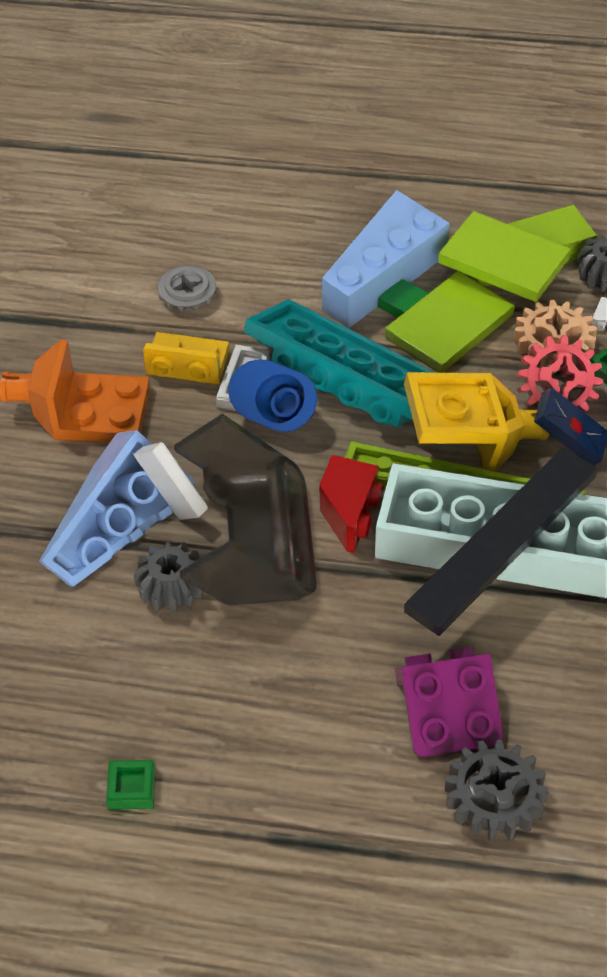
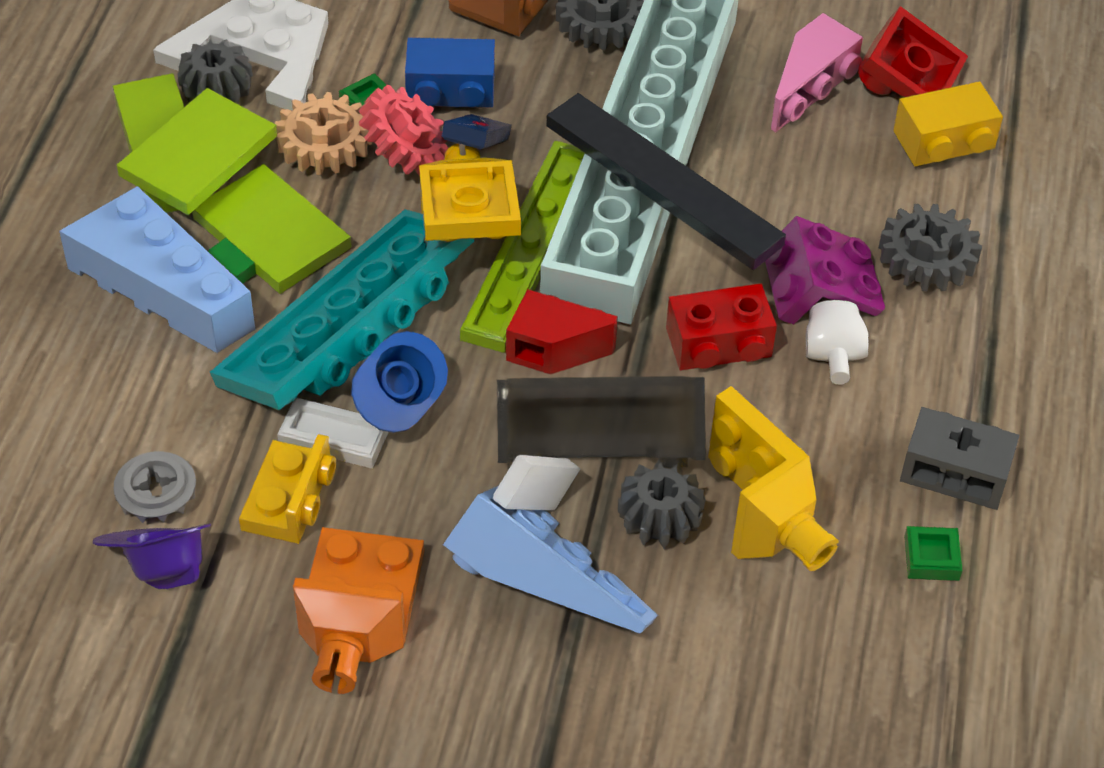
camera: 90 degrees left, 0 degrees up
(125, 288) = (160, 555): none -> dark purple piece
(178, 646) = (775, 485): none -> yellow plate
(228, 801) = (959, 458): none -> dark grey brick
(368, 616) = (720, 326): none -> red brick
(370, 708) = (837, 336): none -> white piece

